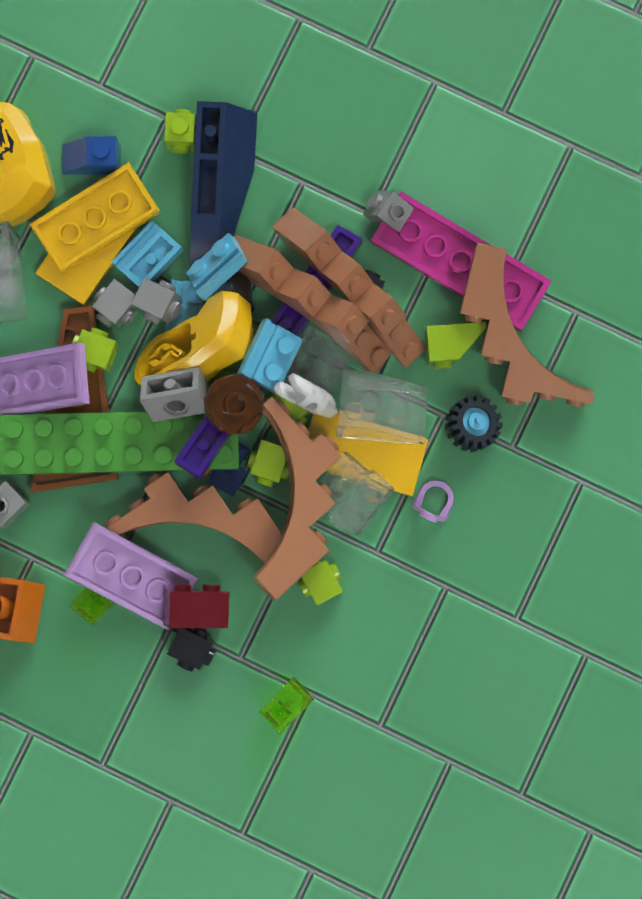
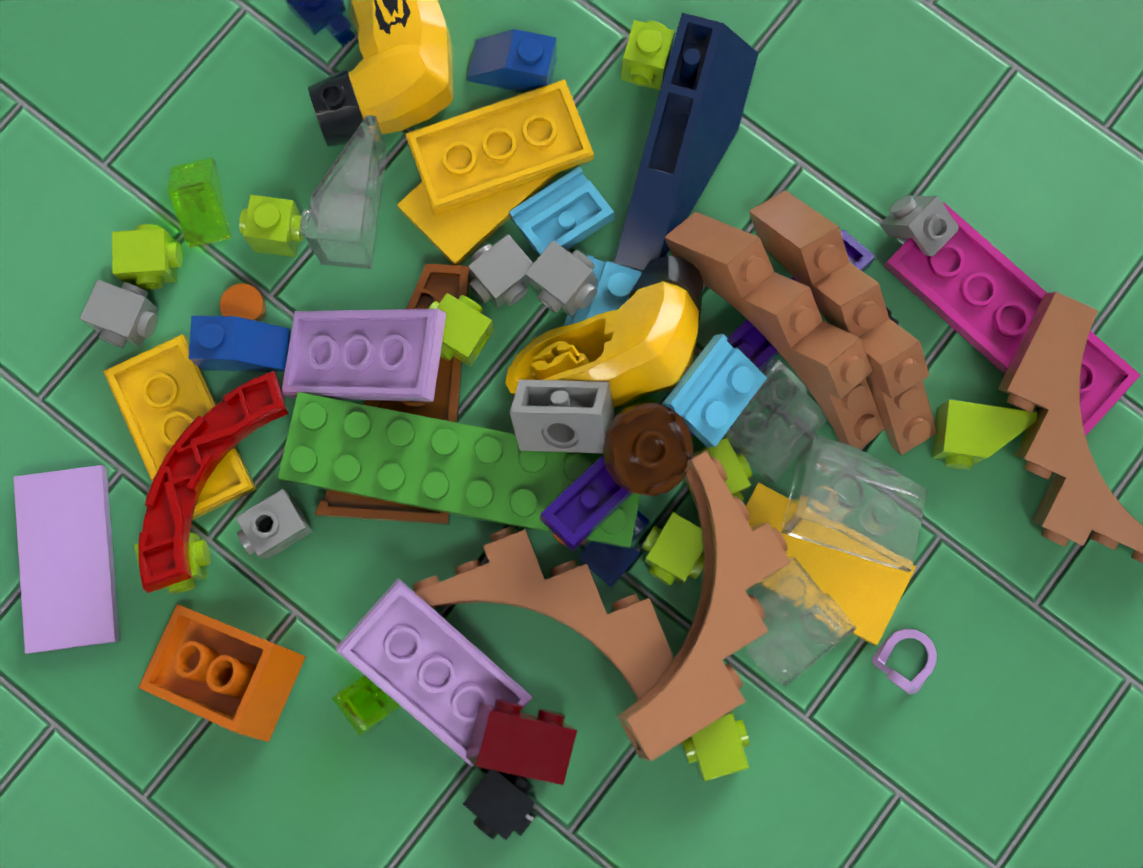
camera: 10 degrees right, 5 degrees down
(216, 266) = (660, 247): medium azure plate -> none
(307, 396) = (756, 461): white hinge -> none
(473, 423) = (989, 557): black wheel -> none

